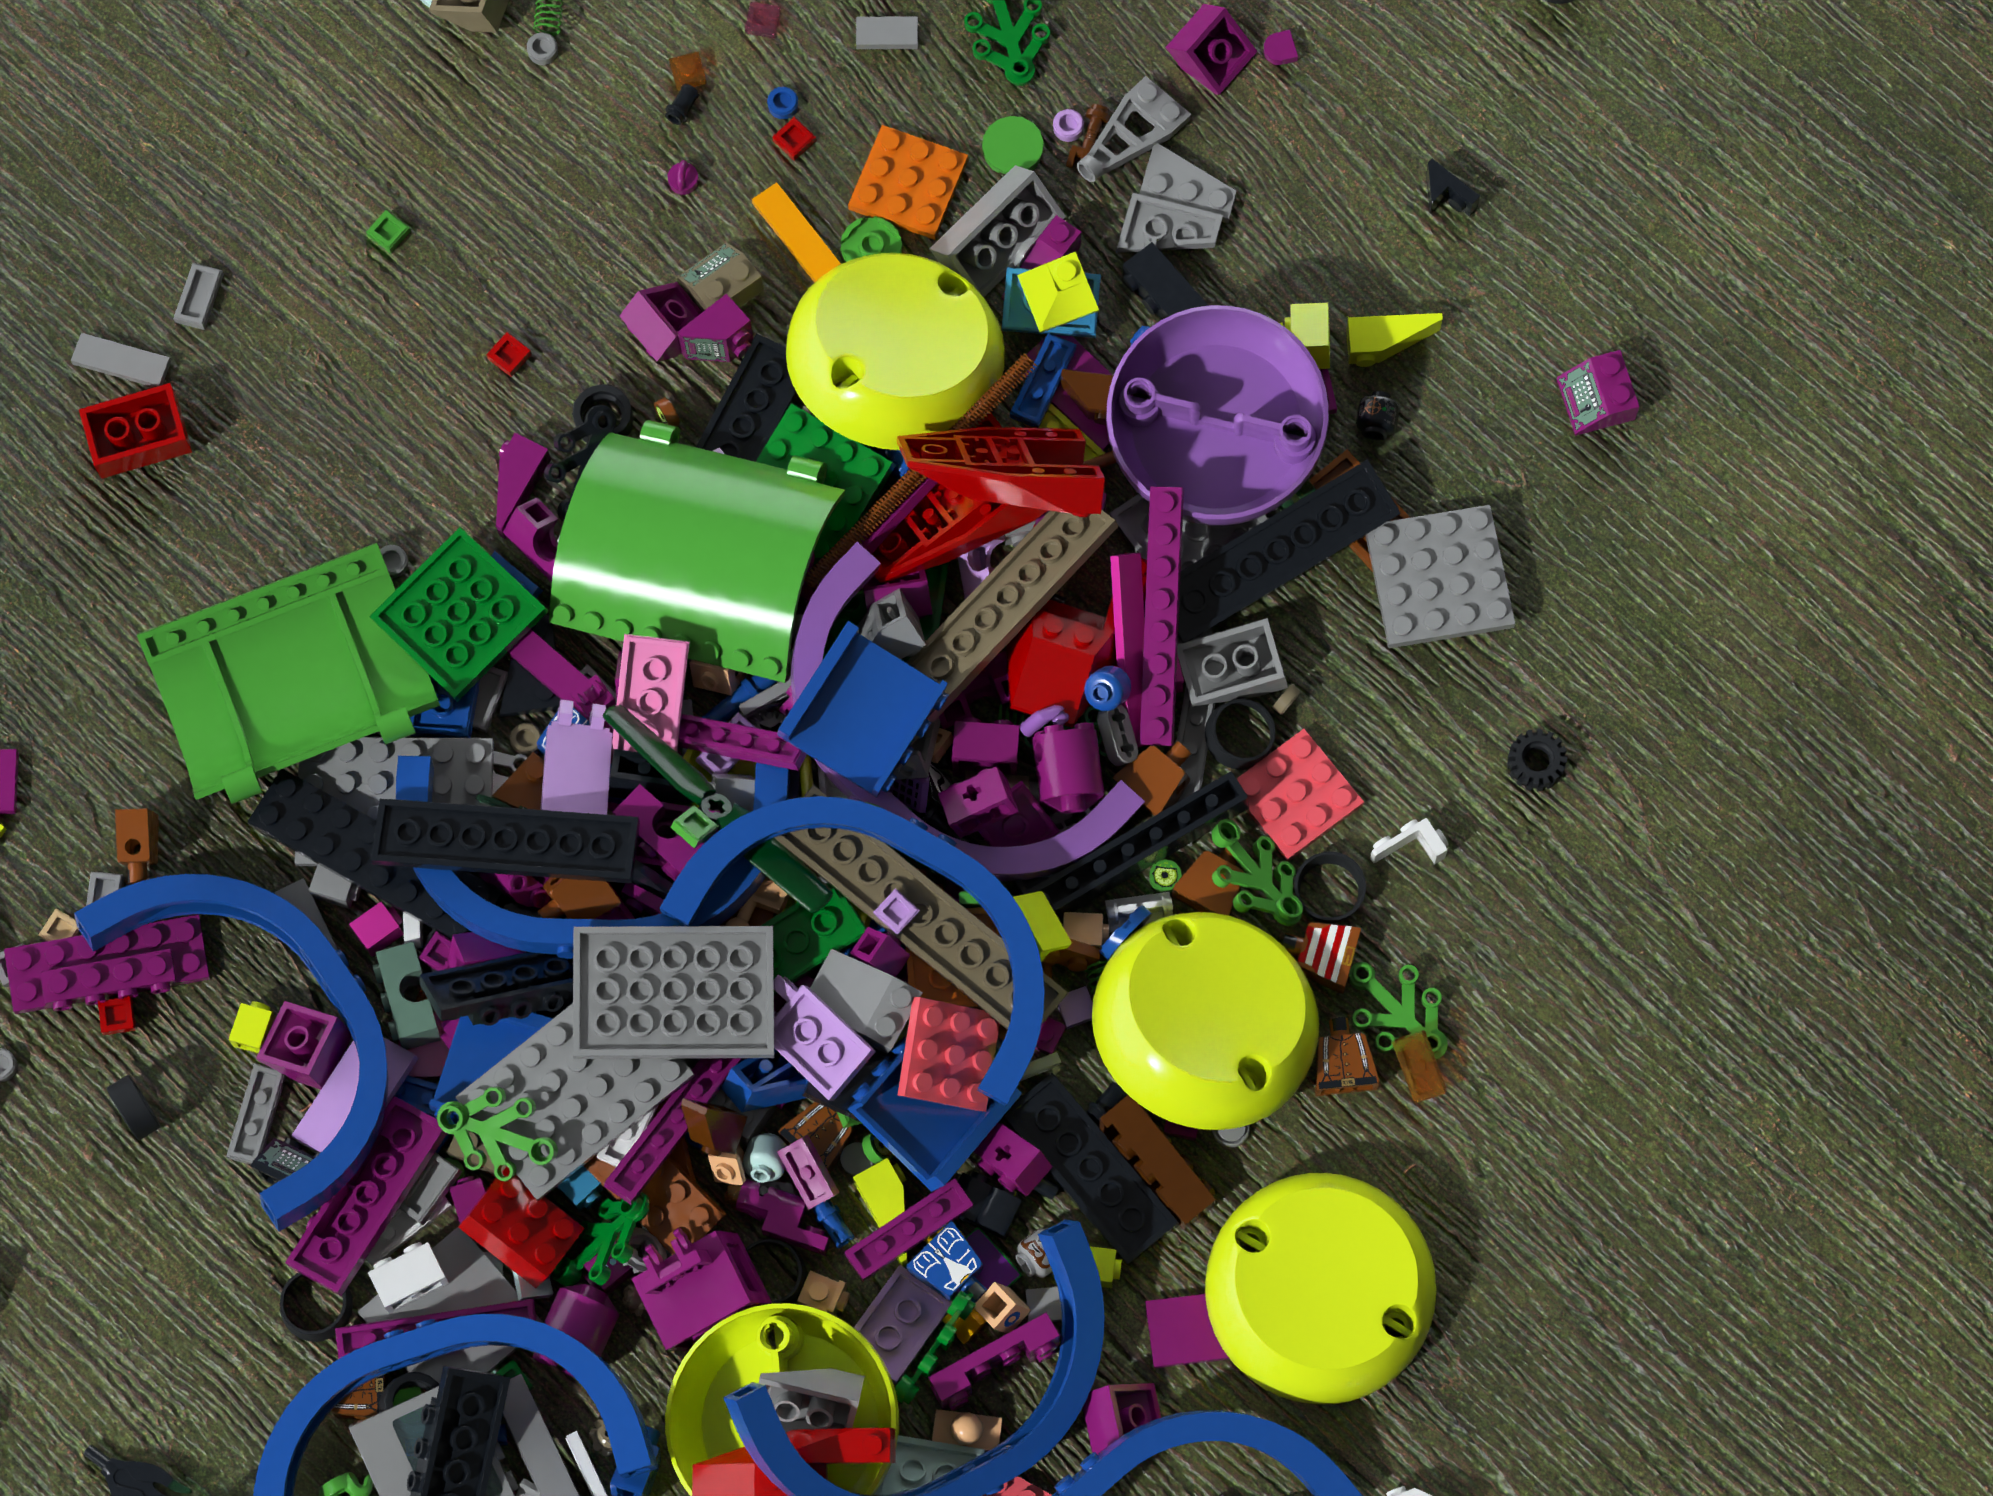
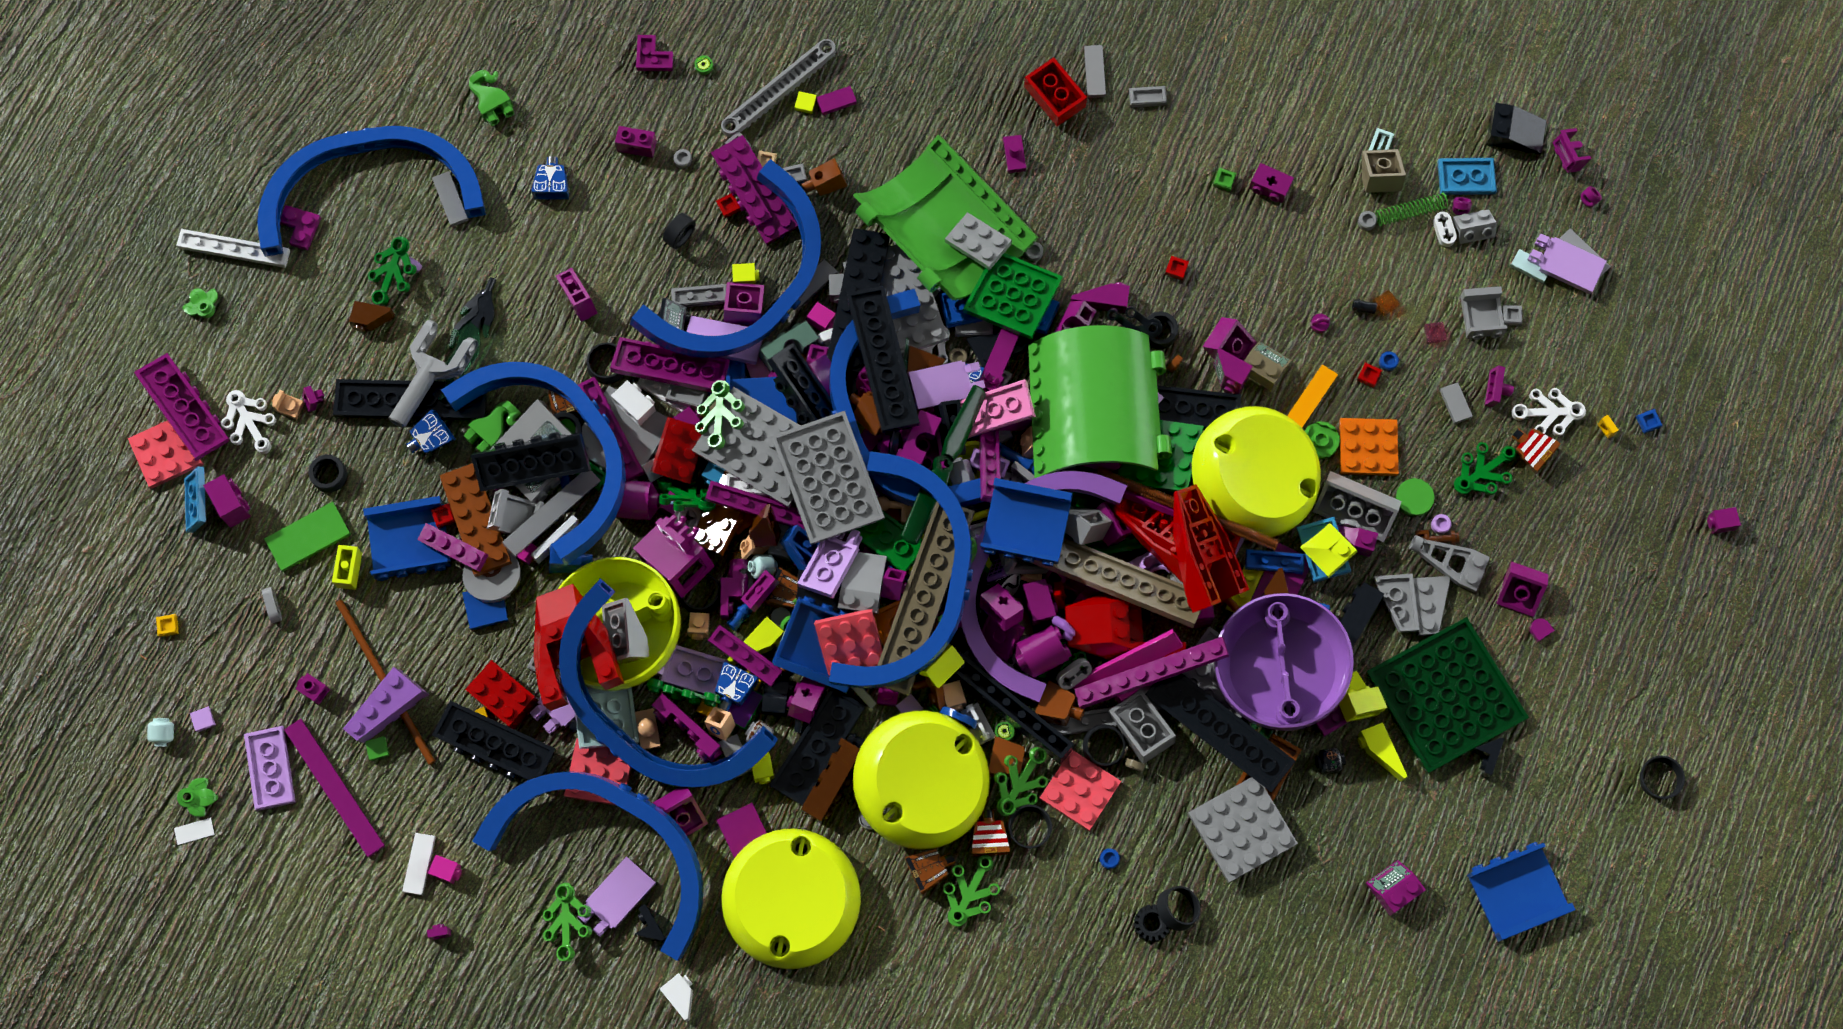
camera: 70 degrees right, 0 degrees up
(175, 1314) = (576, 294): none -> magenta slope
(212, 533) = (1014, 153): none -> magenta tile
(345, 637) = (978, 241): none -> light grey plate
(430, 149) = (1280, 183): none -> magenta brick
(694, 826) = (926, 455): bright green tile -> none
(896, 911) = (918, 582): lavender tile -> none
(982, 712) = (1059, 595): none -> red tile
(1107, 688) = (1096, 656): blue head -> none
(1335, 214) = (1447, 695): none -> dark green plate
(1416, 788) = (1109, 858): none -> blue tile
(1419, 1066) = (940, 912): clear orange plate -> none
(1432, 841) = (1080, 876): white bracket -> none
(1528, 730) = (1167, 917): none -> black tyre
(1661, 227) = (1519, 892): none -> blue panel

